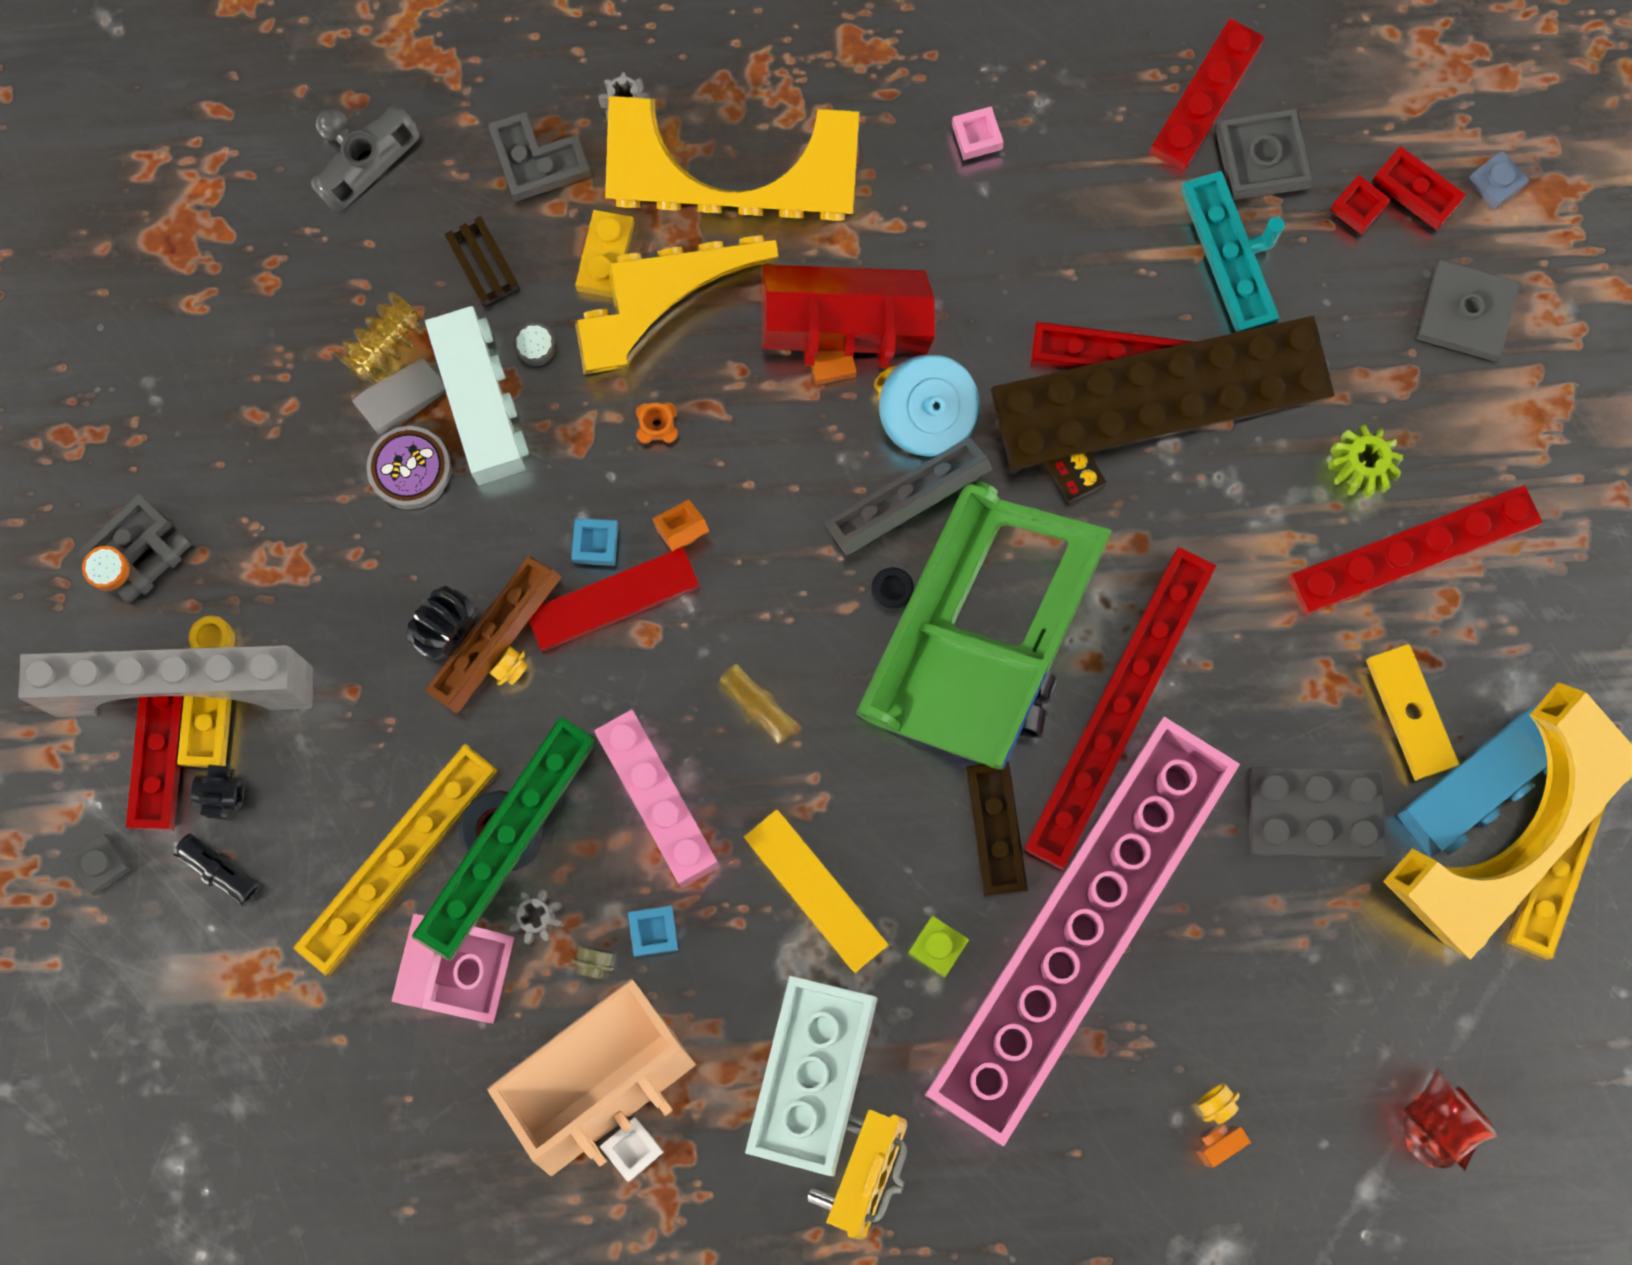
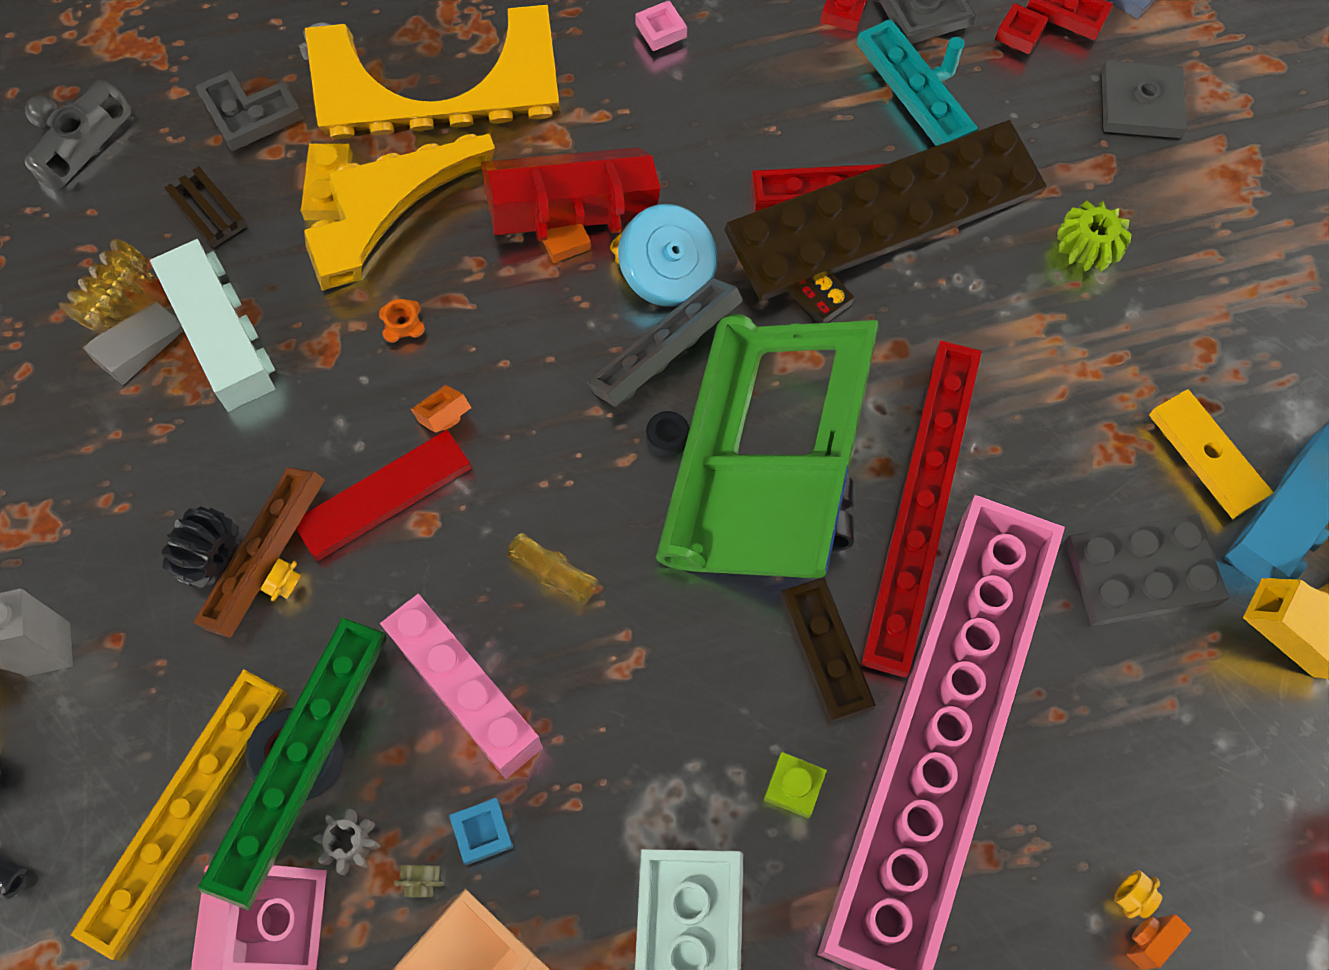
camera: 15 degrees left, 10 degrees down
(409, 467) = (152, 405): tile -> none
(534, 344) = (268, 271): tile -> none
(594, 542) = (355, 441): dark azure plate -> none
(816, 891) = (652, 753): yellow tile -> none
(1415, 550) = (1160, 309): red plate -> none

